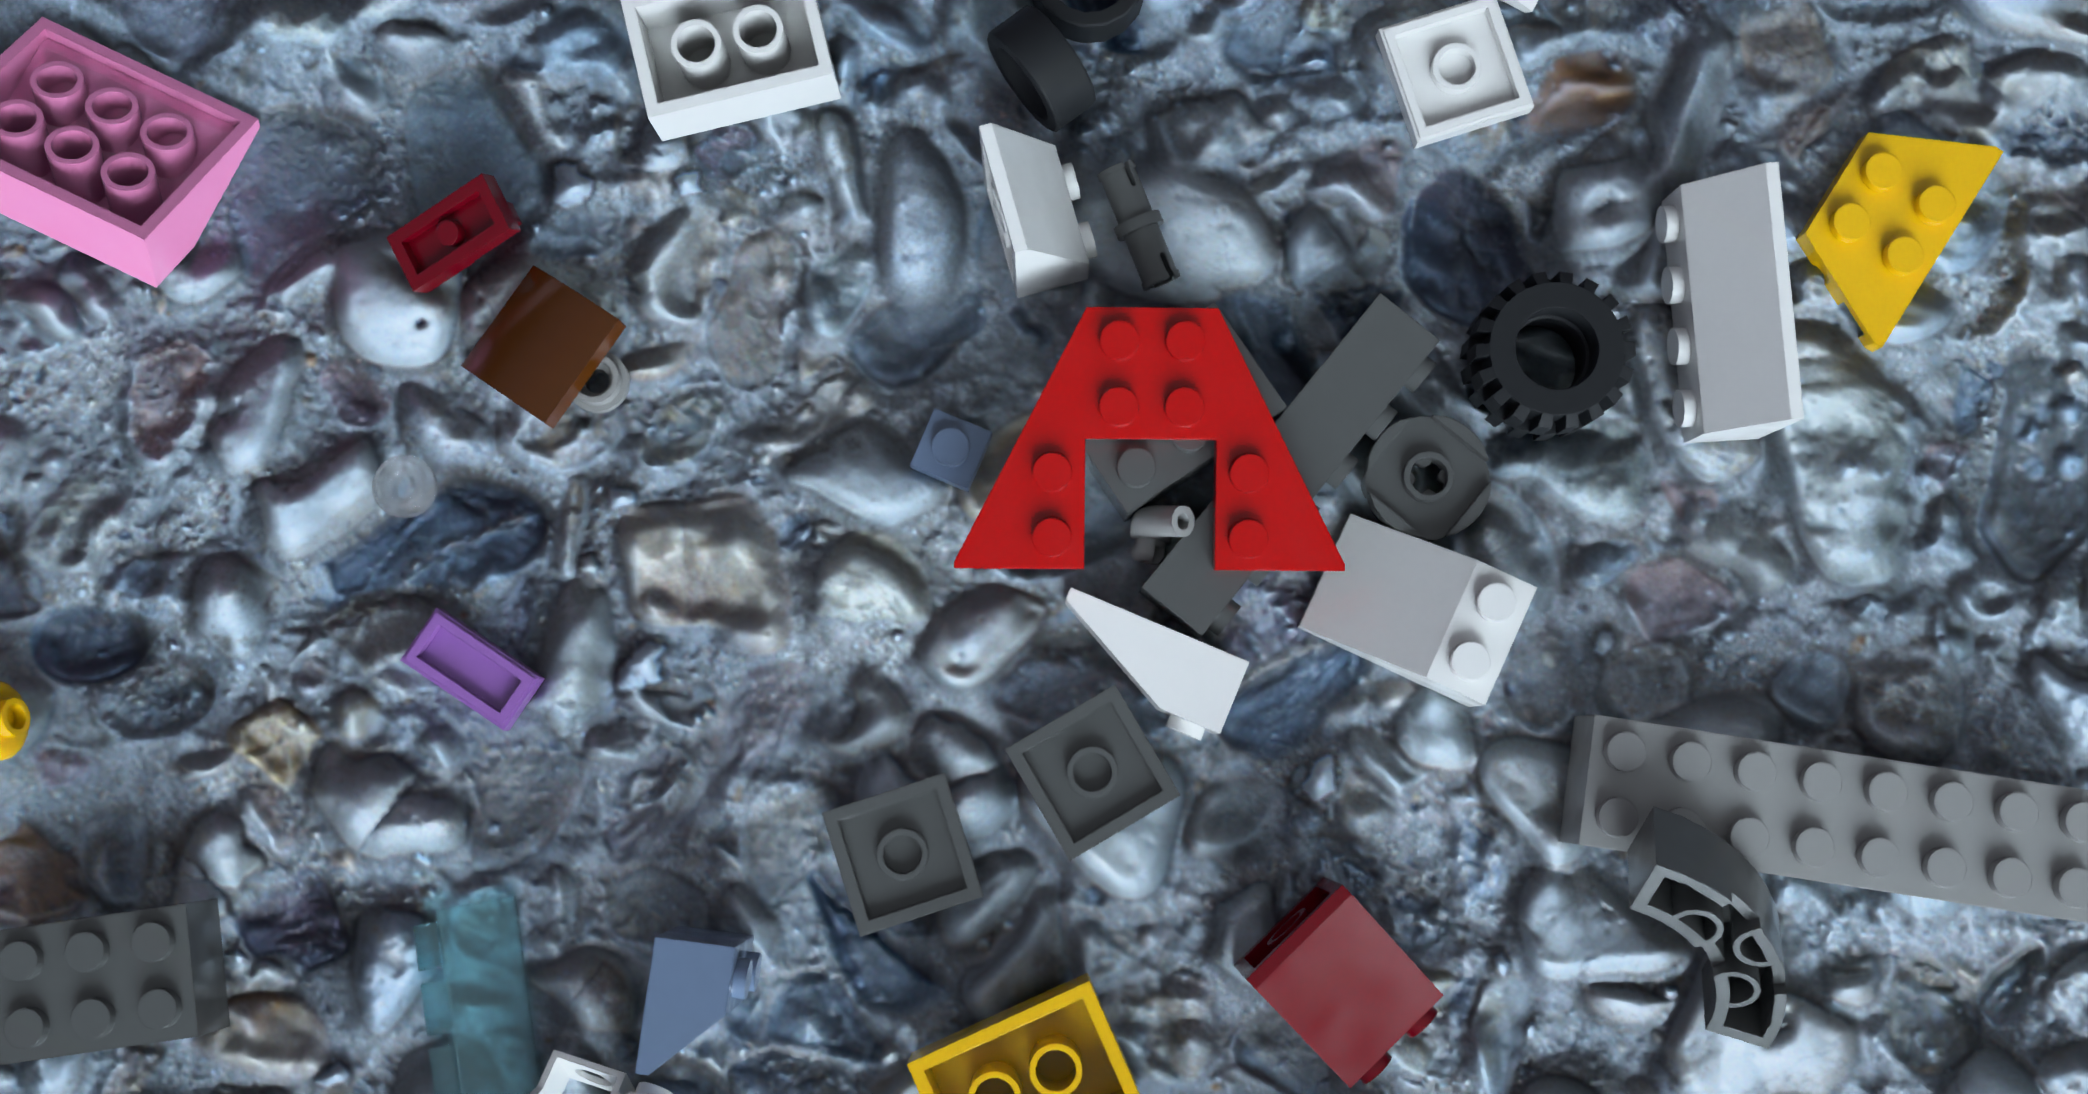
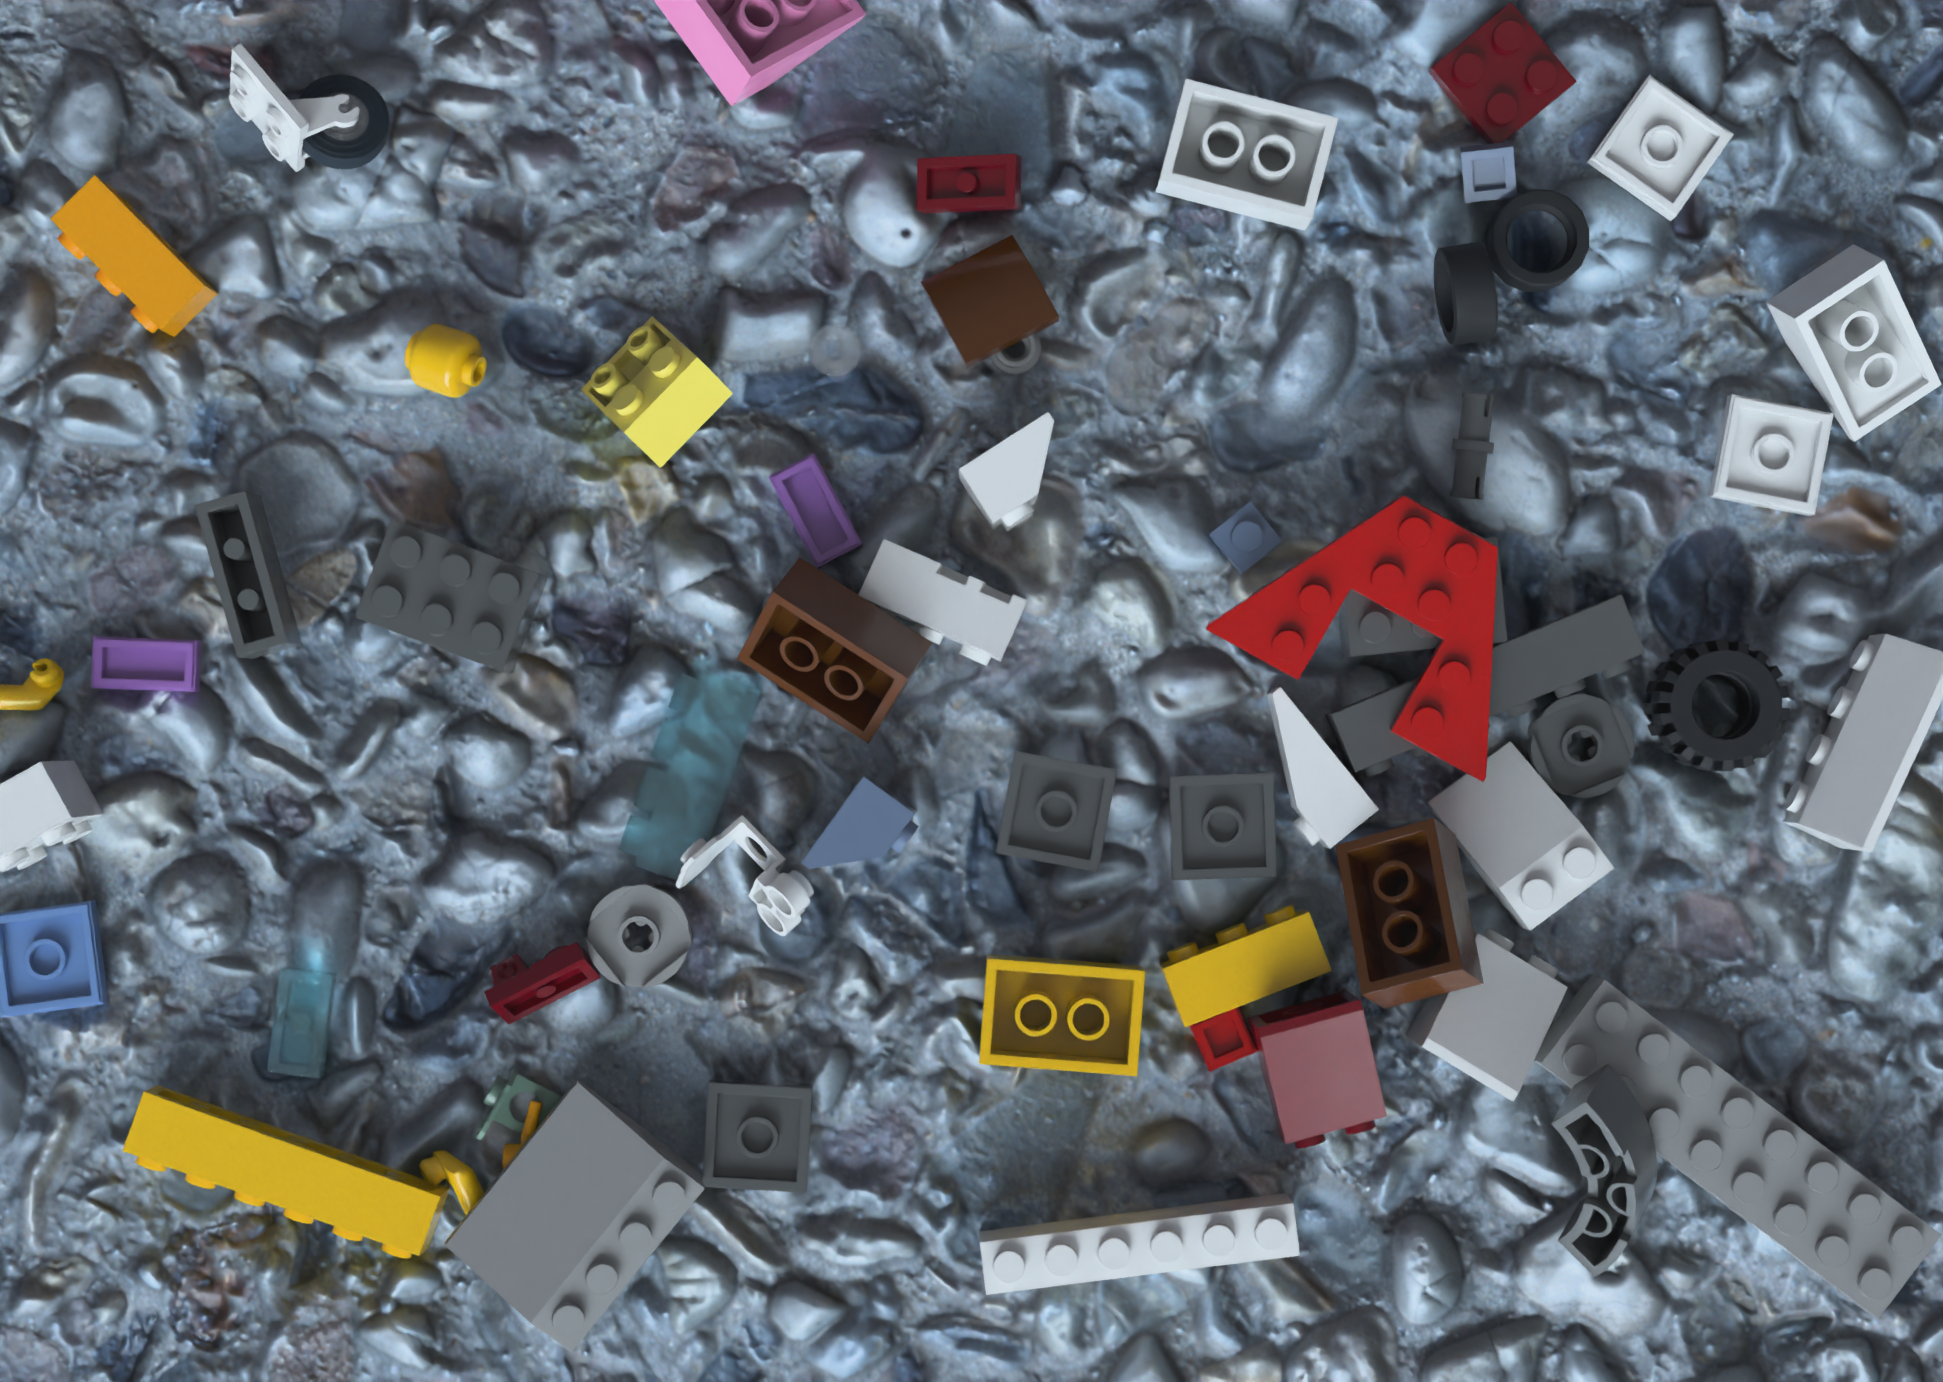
camera: 25 degrees right, 5 degrees up
(227, 634) = (656, 391): none -> light yellow slope
(558, 810) = (833, 650): none -> reddish brown brick
(655, 512) = (1009, 475): none -> white slope
(656, 694) = (942, 602): none -> white wedge
(1035, 211) = (1401, 399): white slope -> none
(1154, 528) = (1362, 676): light grey arm -> none
(1197, 912) = (1244, 965): none -> yellow brick
(1218, 1003) = (1223, 1039): none -> red tile
(1344, 759) = (1409, 914): none -> reddish brown brick
(1492, 819) = (1496, 1025): none -> white slope

